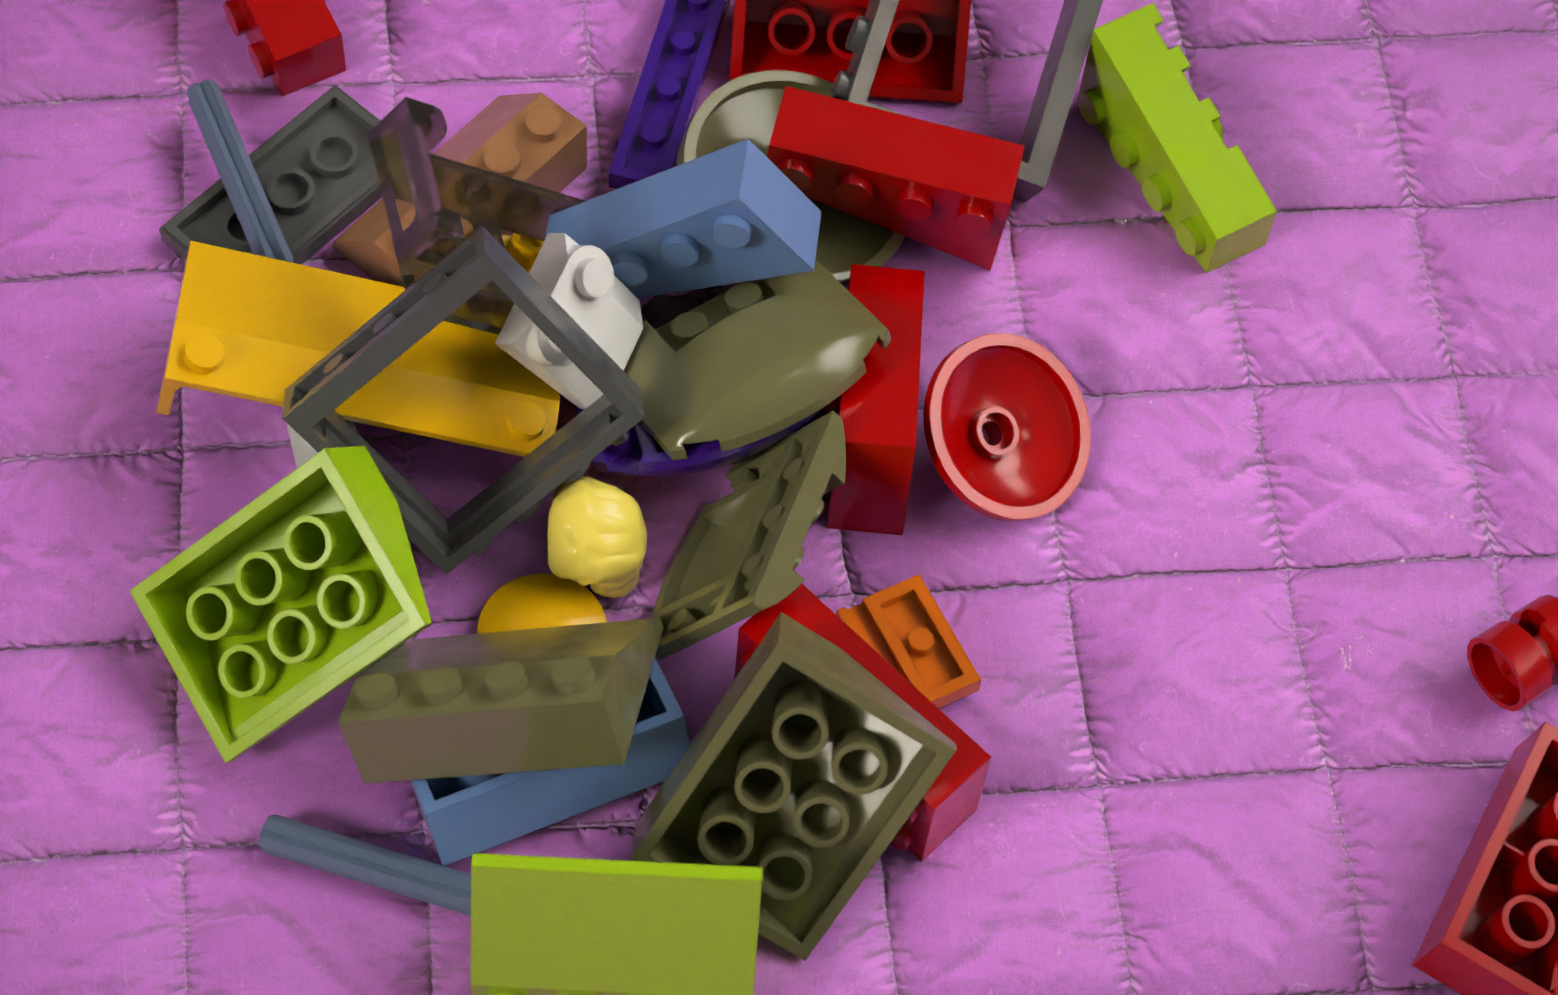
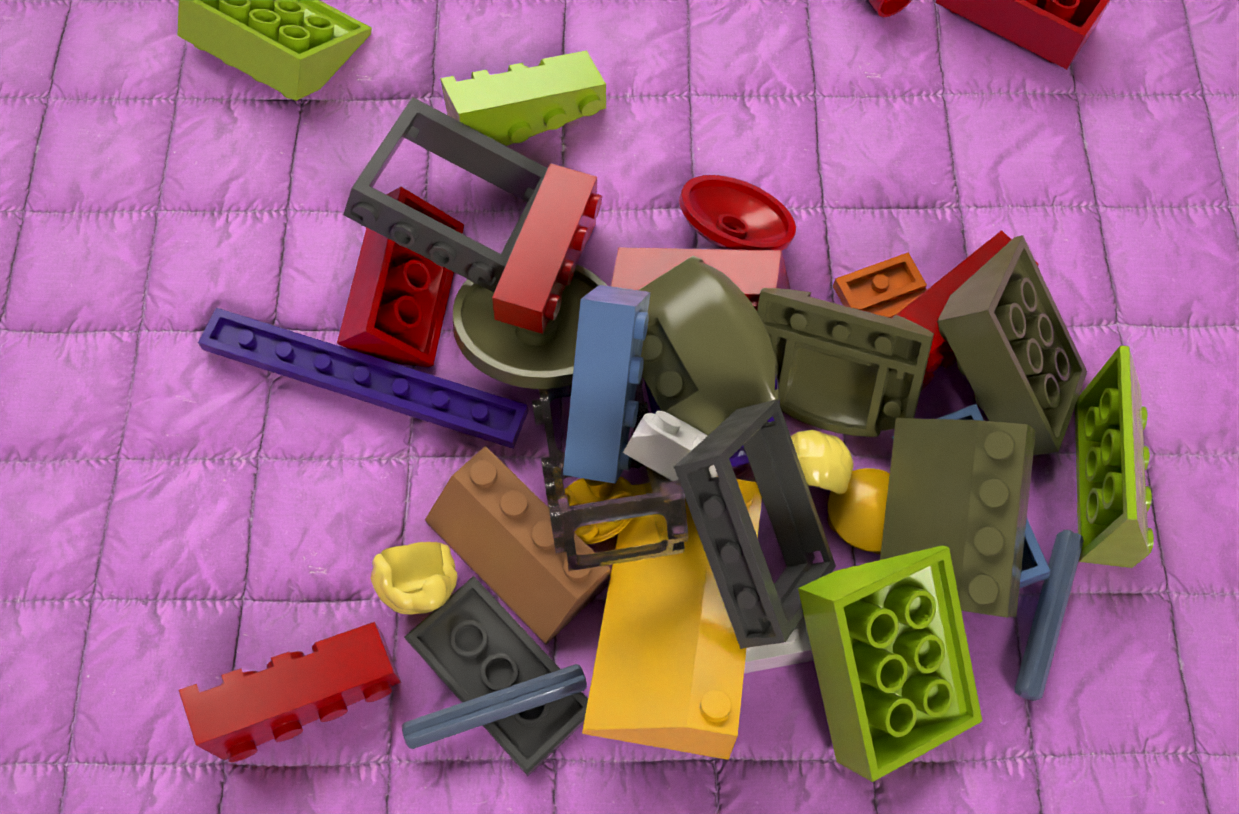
camera: 80 degrees left, 5 degrees up
(403, 63) = (414, 577): none -> light yellow hair

